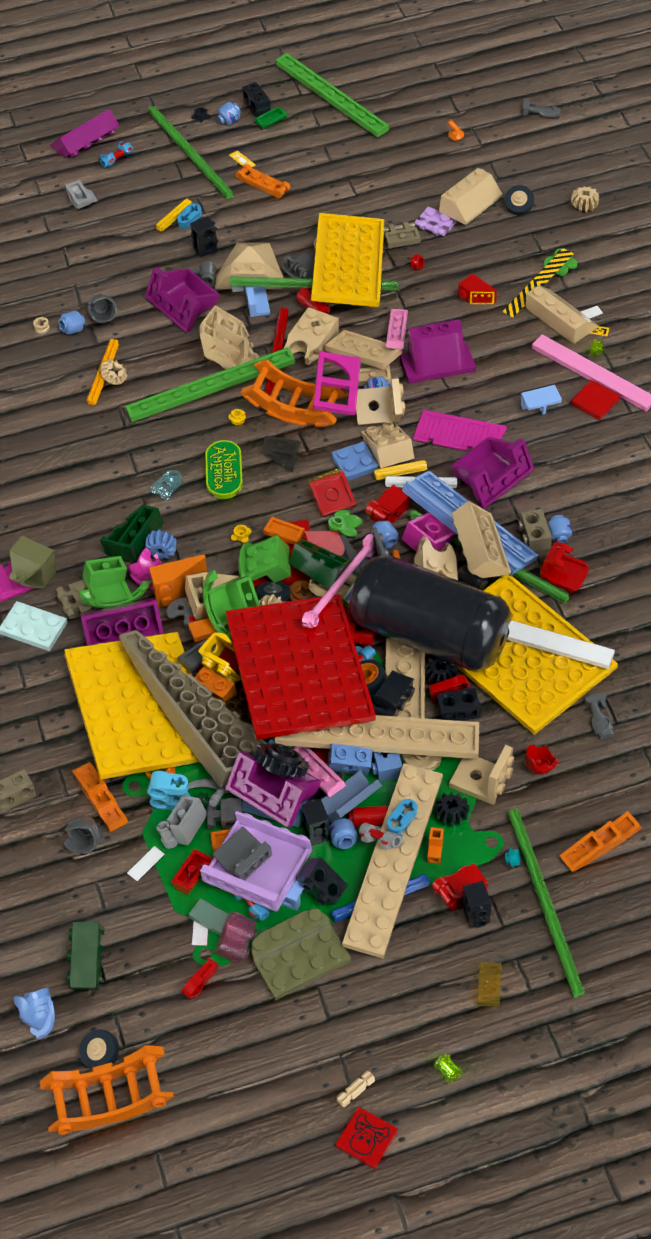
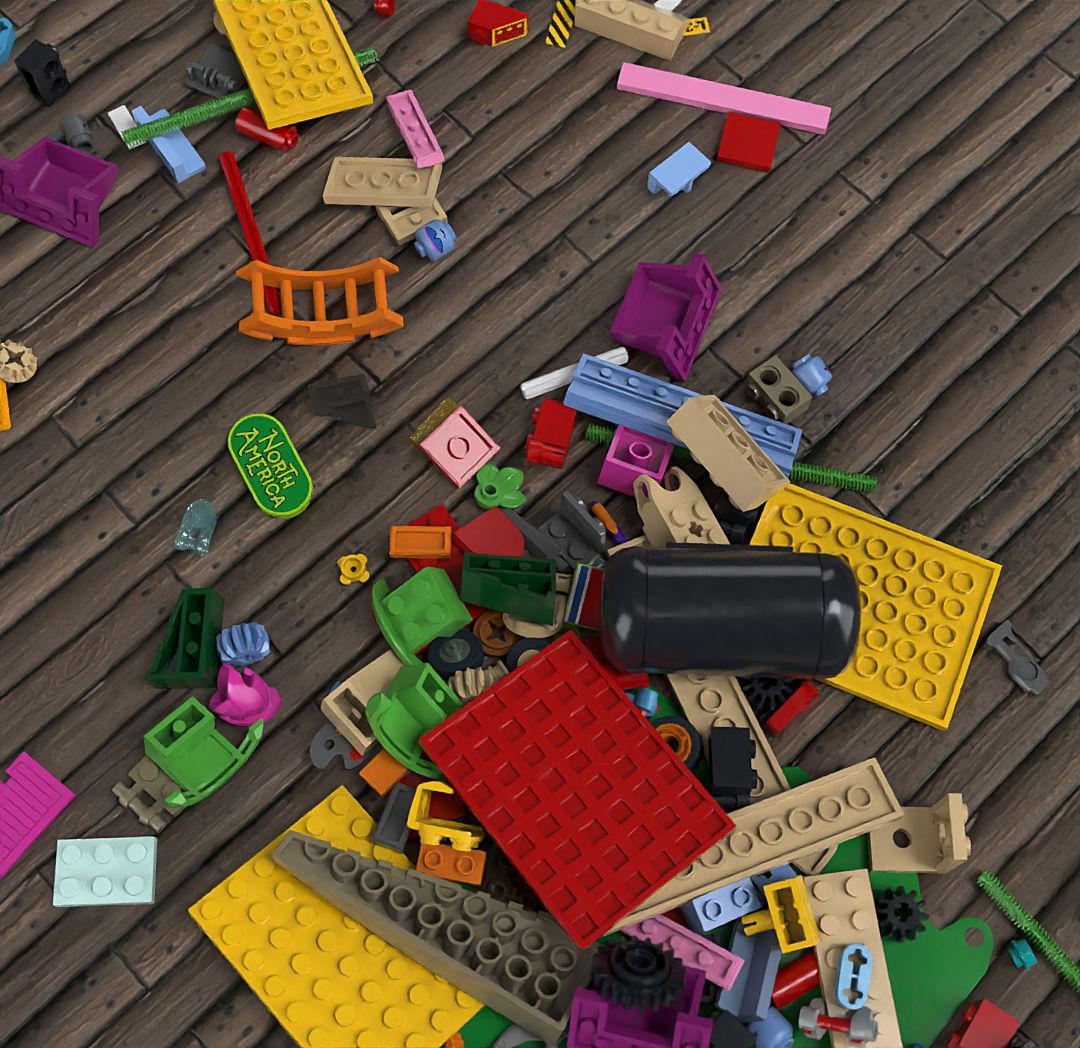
camera: 30 degrees left, 15 degrees up
(32, 563) = (52, 772): olive piece -> none
(109, 623) = (249, 812): magenta slope -> none
(170, 578) = (297, 703): orange slope -> none
(205, 386) = (173, 333): bright green plate -> none
(225, 339) = (168, 243): tan wedge -> none
(237, 417) = (245, 372): yellow plate -> none
(249, 261) = (132, 92): tan wedge -> none
(311, 618) = (559, 701): bright pink hinge -> none
(312, 334) = (292, 184): tan brick -> none
(351, 366) = (387, 223): dark pink window -> none
(355, 460) = (460, 373): medium blue plate -> none
(383, 773) = (787, 914): none -> yellow brick
(388, 444) = (497, 328): tan slope -> none
(388, 532) = (569, 479): medium blue head -> none
(389, 402) = (471, 262): tan bracket -> none
(399, 470) = (534, 363): yellow axle -> none
(435, 845) = (908, 990): orange piece -> none
(436, 352) = (493, 150): magenta windscreen -> none
(455, 431) = (580, 267): dark pink piece -> none
(459, 709) = (823, 736): black brick -> none
(540, 759) = (980, 774): red hair -> none
(560, 644) = (925, 569): white tile -> none
(563, 569) = (852, 440): red piece -> none
(597, 347) = (710, 56): clear neon green bush -> none

